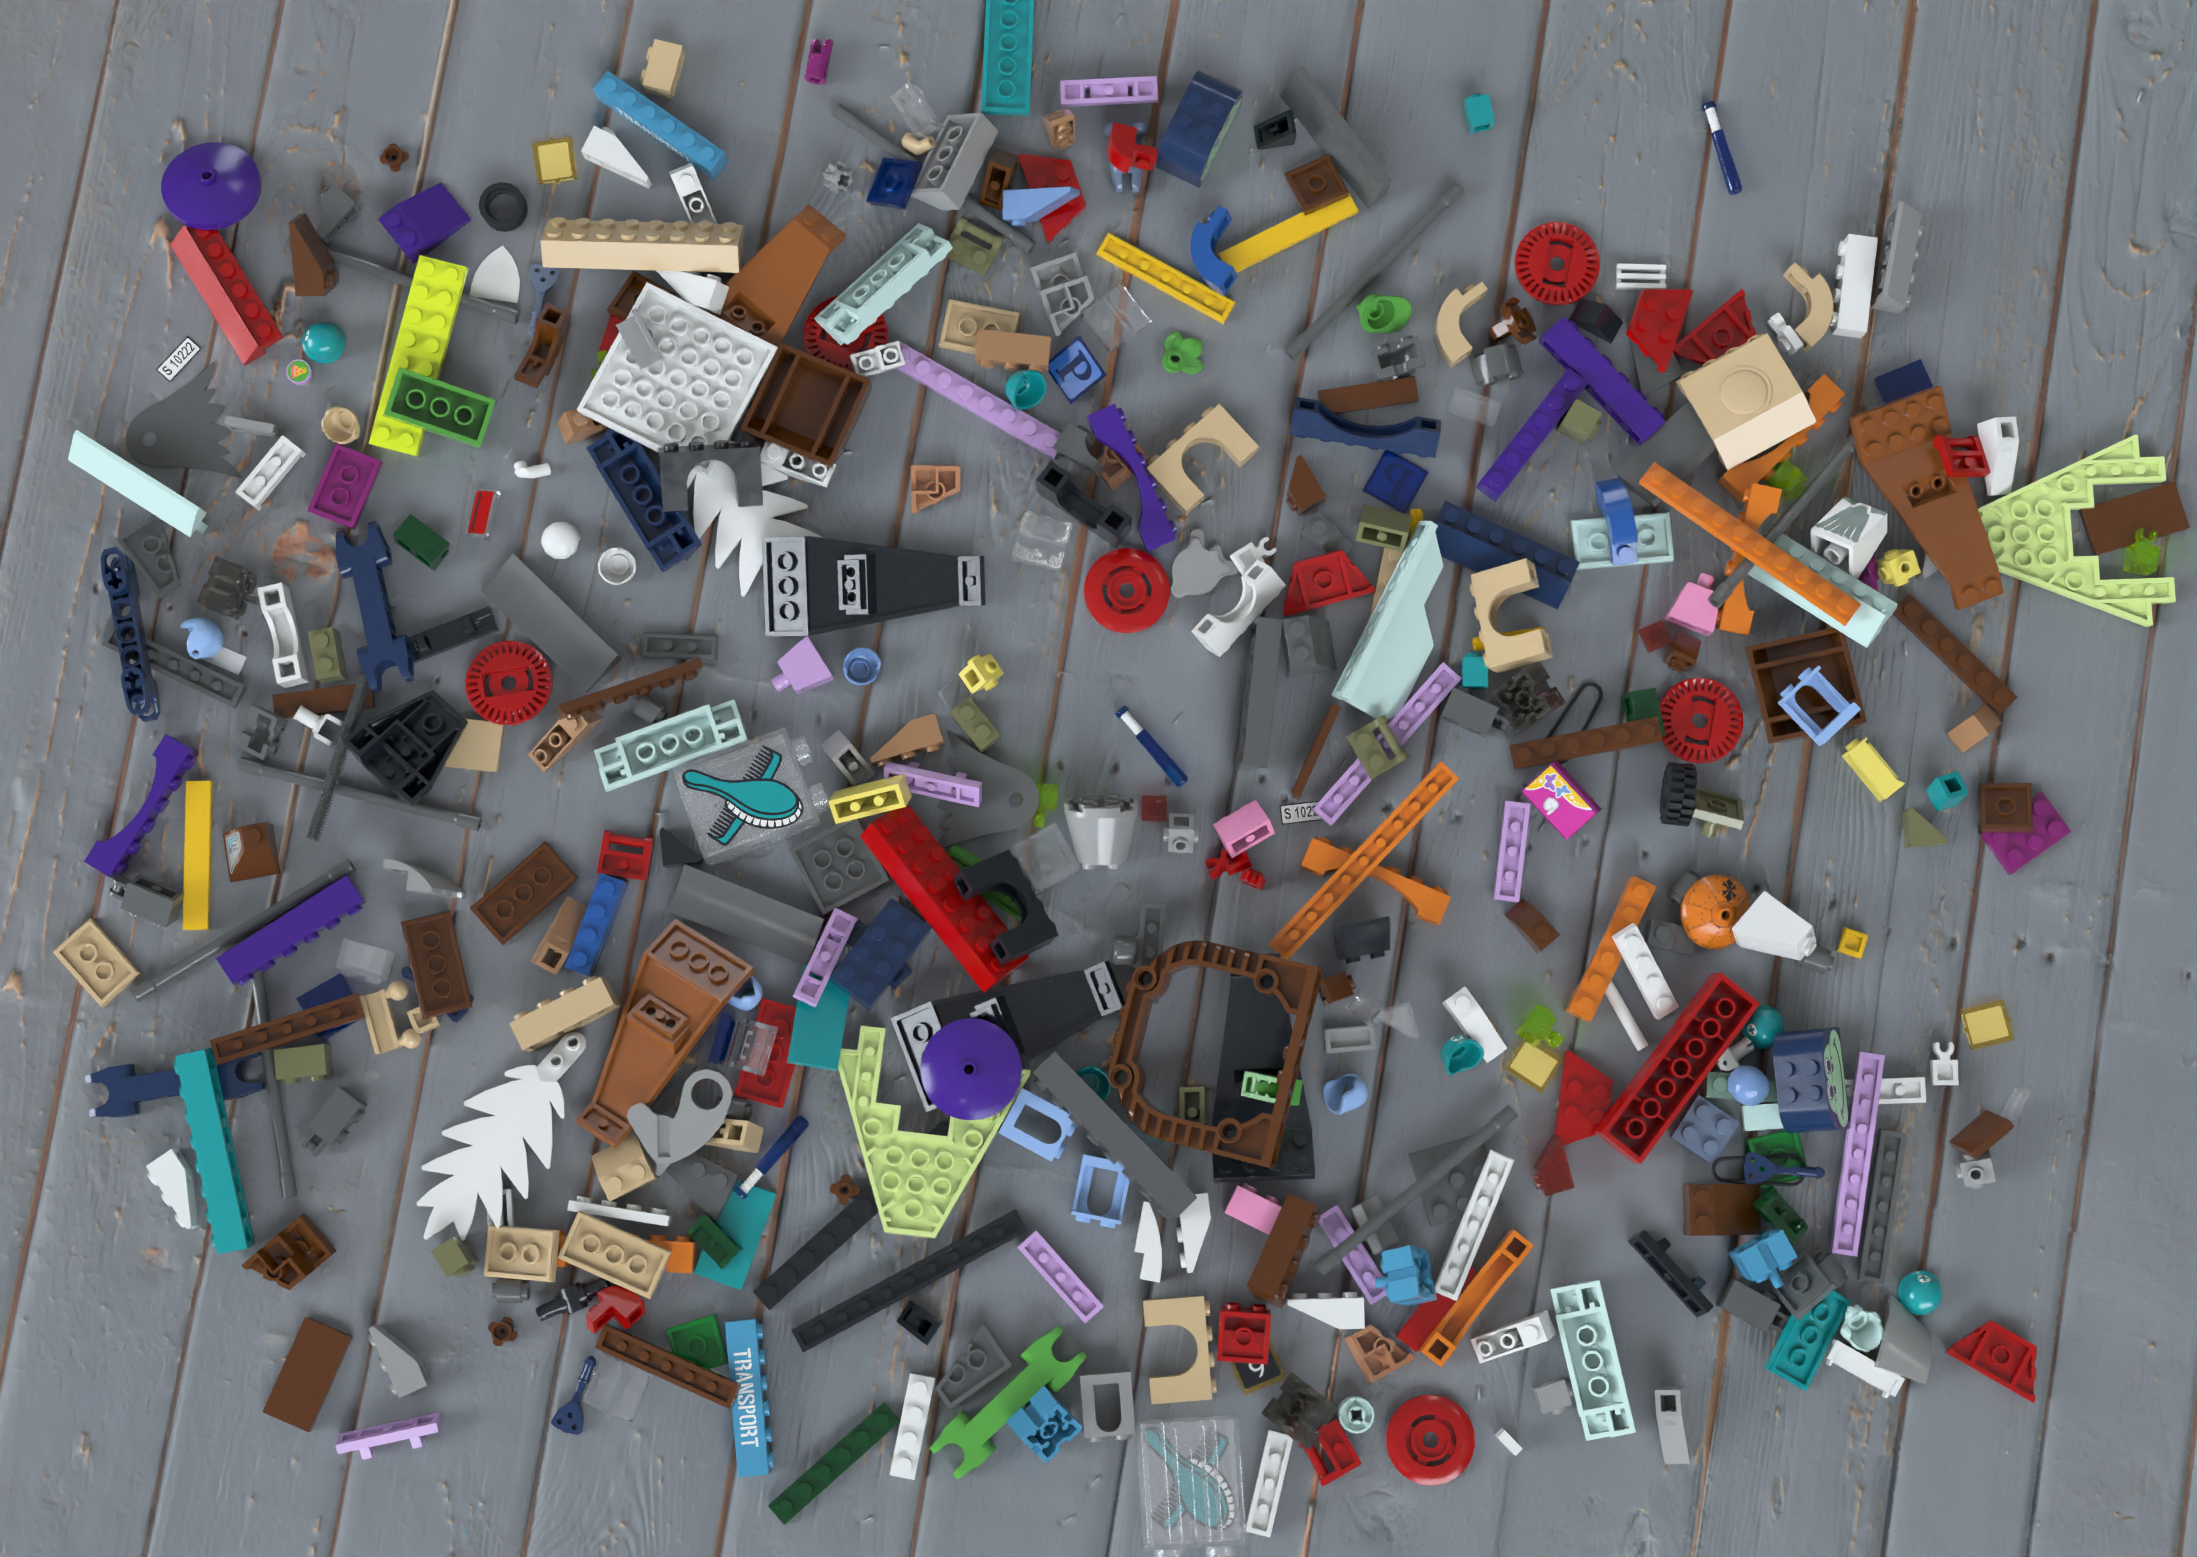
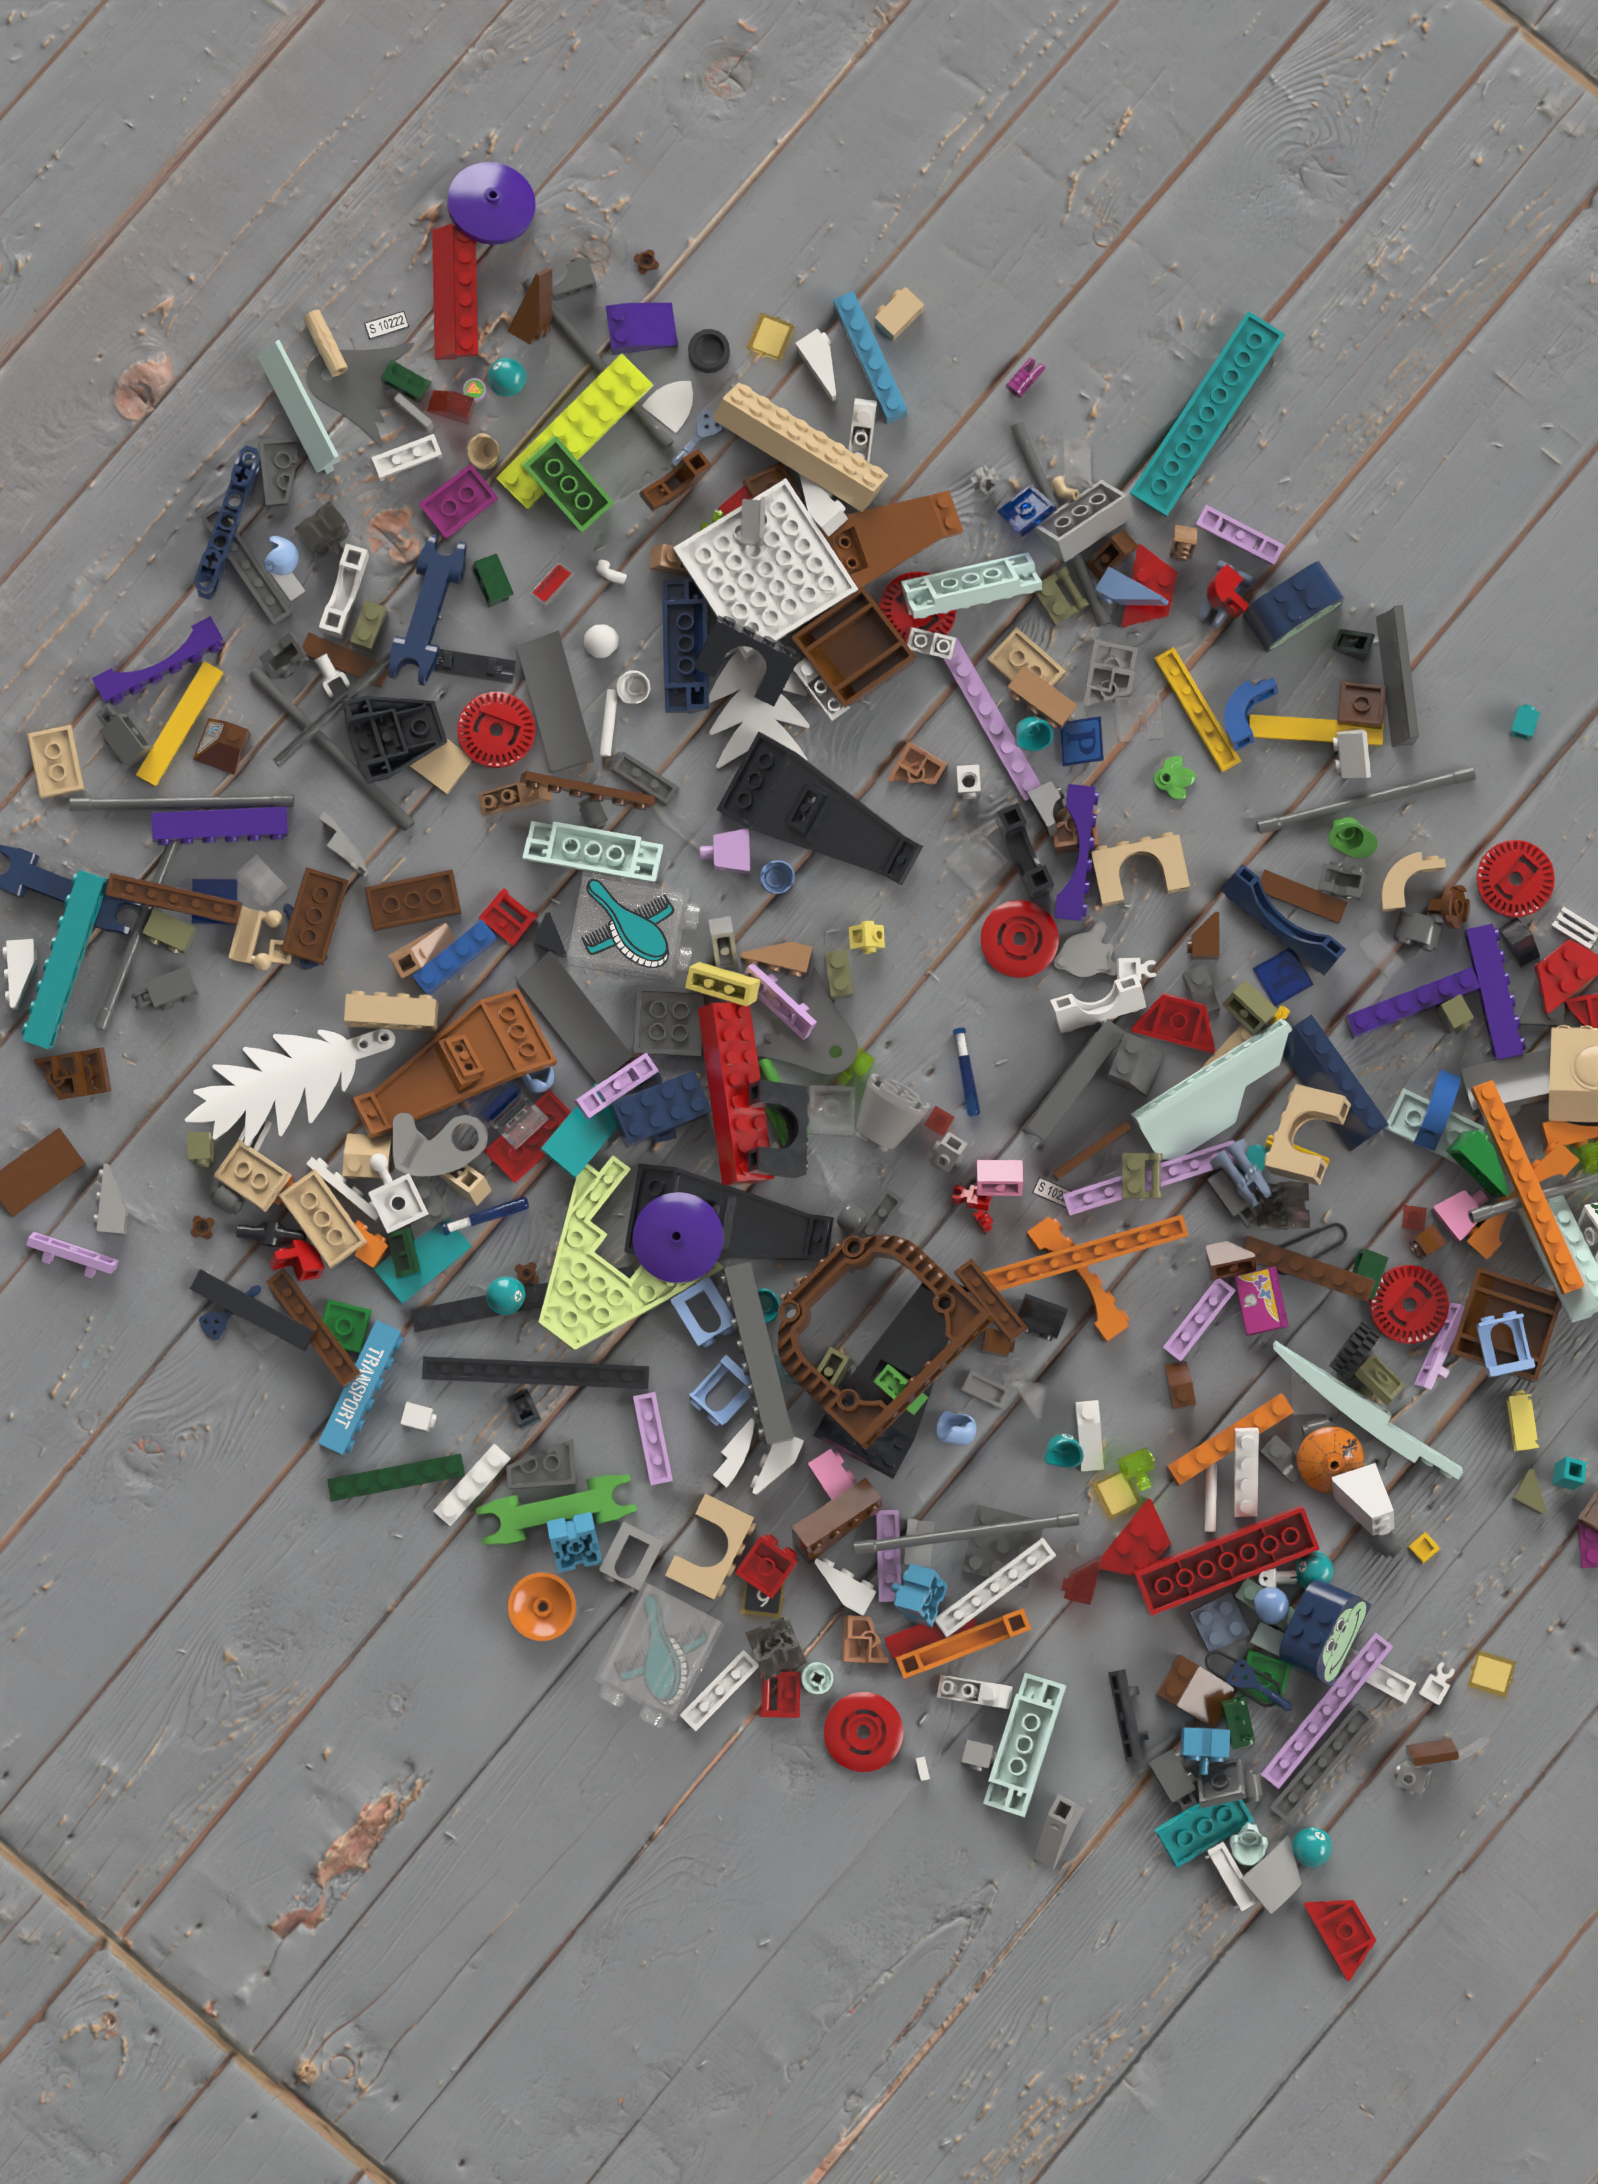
camera: 30 degrees right, 0 degrees up
(128, 409) = (325, 343): none -> tan axle
(227, 402) = (405, 381): none -> dark green hinge
(286, 398) = (451, 405): none -> clear red slope
(598, 1384) = (252, 1310): none -> black tile
(614, 614) = (608, 723): none -> white piece
(661, 1197) = (400, 1187): none -> white plate
(821, 1391) = (418, 1417): none -> white brick
(836, 1223) = (505, 1295): none -> teal helmet
(985, 460) = (972, 772): none -> white brick
(1047, 1525) = (524, 1605): none -> orange dish
(1306, 951) = (991, 1300): none -> reddish brown tile
(1337, 233) = (1352, 754): none -> white slope
(1485, 688) = (1252, 1178): none -> sand blue piece
(1507, 778) = (1229, 1260): none -> slope
(1660, 856) = (1307, 1399): none -> clear plate
(1687, 545) = (1480, 1161): none -> green slope
(1726, 847) = (1367, 1413): none -> light aqua slope
(1754, 745) = (1440, 1347): none -> lavender hinge

